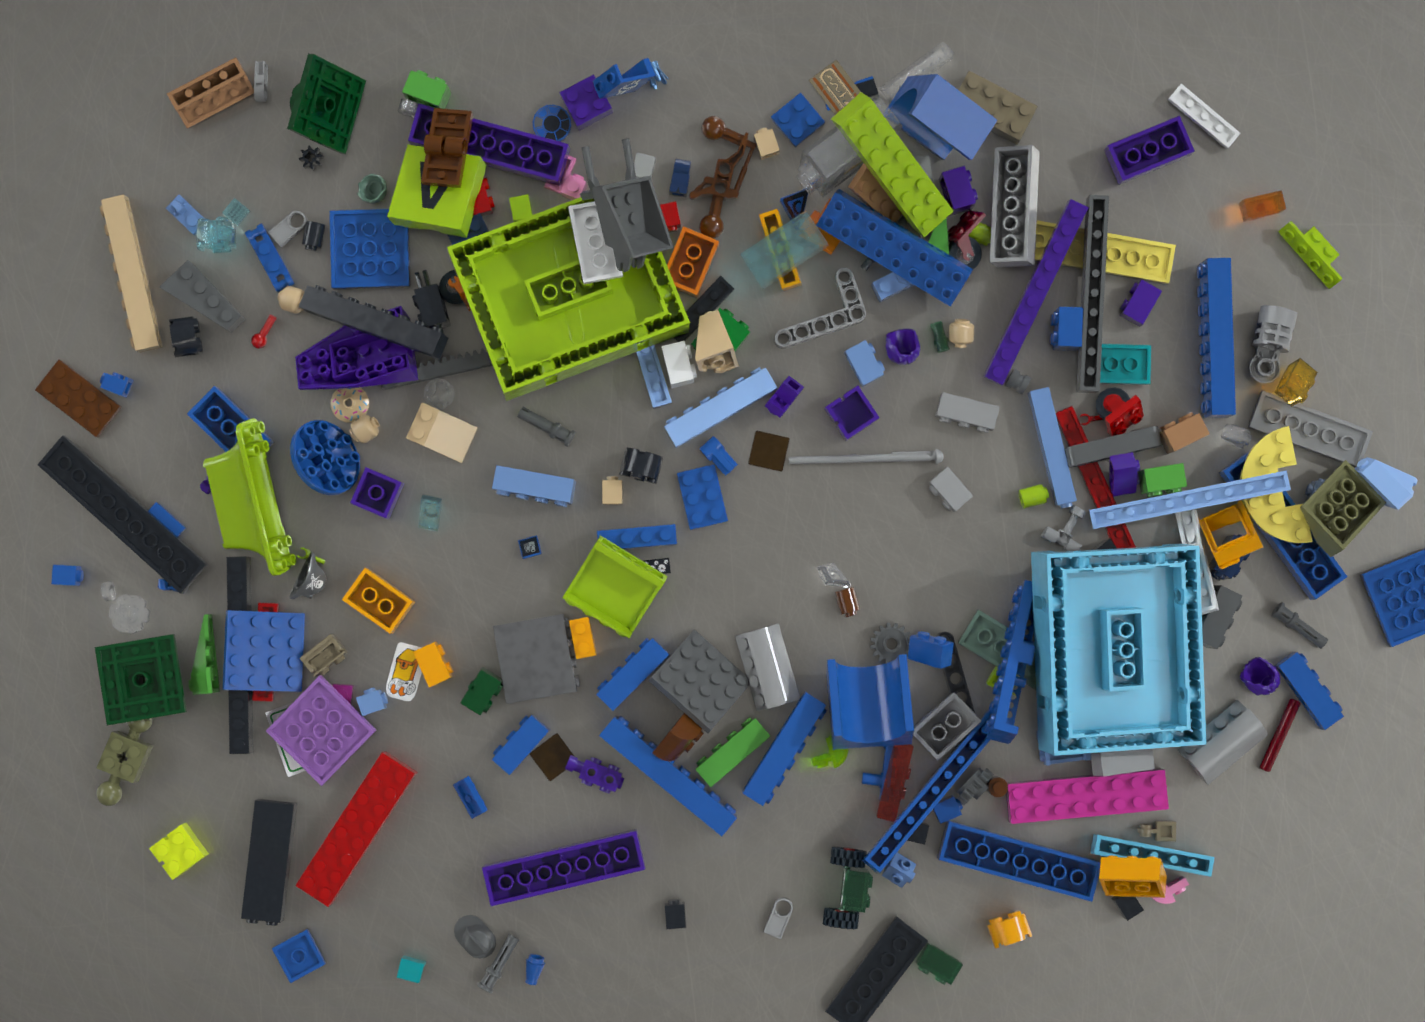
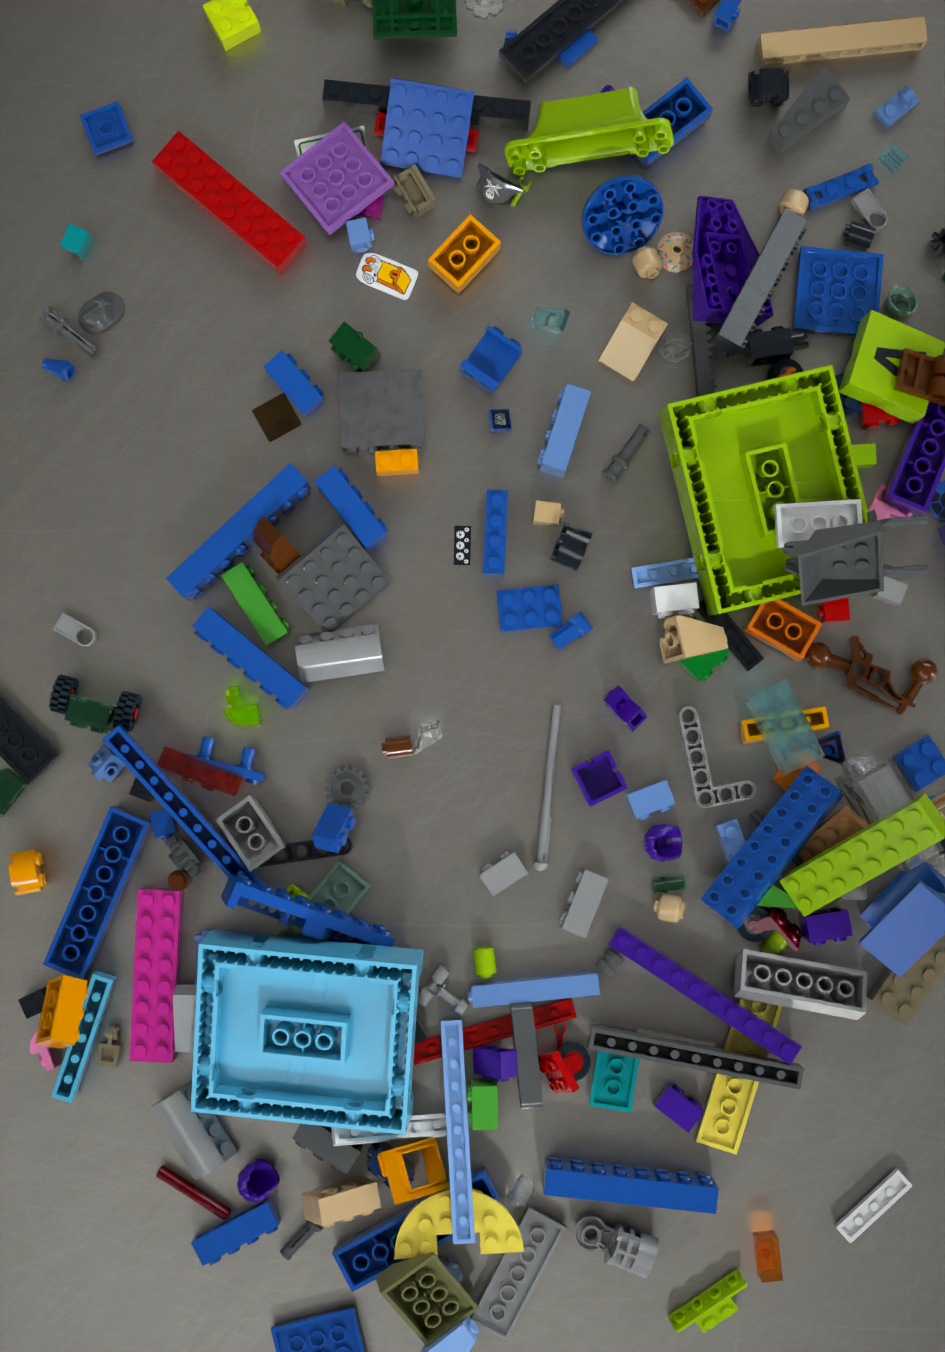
camera: 95 degrees right, 0 degrees up
(205, 668) = (422, 68): bright green wedge -> none
(216, 235) = (872, 131): clear light blue brick -> none
(259, 339) = (755, 166): red bar -> none
(269, 861) = (208, 109): black brick -> none
(377, 493) = (577, 266): dark purple brick -> none
(433, 664) = (390, 303): light orange brick -> none
(470, 797) = (246, 324): blue plate -> none
(473, 562) = (492, 359): none -> blue panel
(563, 867) = (158, 411): dark purple brick -> none
(600, 775) = (253, 463): dark purple brick -> none
(614, 587) = (445, 501): lime panel -> none
(675, 914) = (93, 522): black brick -> none
(680, 178) = (873, 629): dark blue leg -> none
(720, 407) = (622, 640): light blue brick -> none
(766, 143) = (900, 725): tan brick -> none
(769, 451) = (569, 685): dark brown sticker -> none
(870, 704) = (284, 754): blue piece -> none
(1067, 328) = (660, 1023): blue brick -> none
(1149, 150) = (843, 1140): dark purple brick -> none
(1185, 432) = (530, 1134): medium nougat brick -> none
(1267, 597) = (341, 1201): none -> tan brick
(1296, 382) = (570, 1266): clear yellow brick -> none

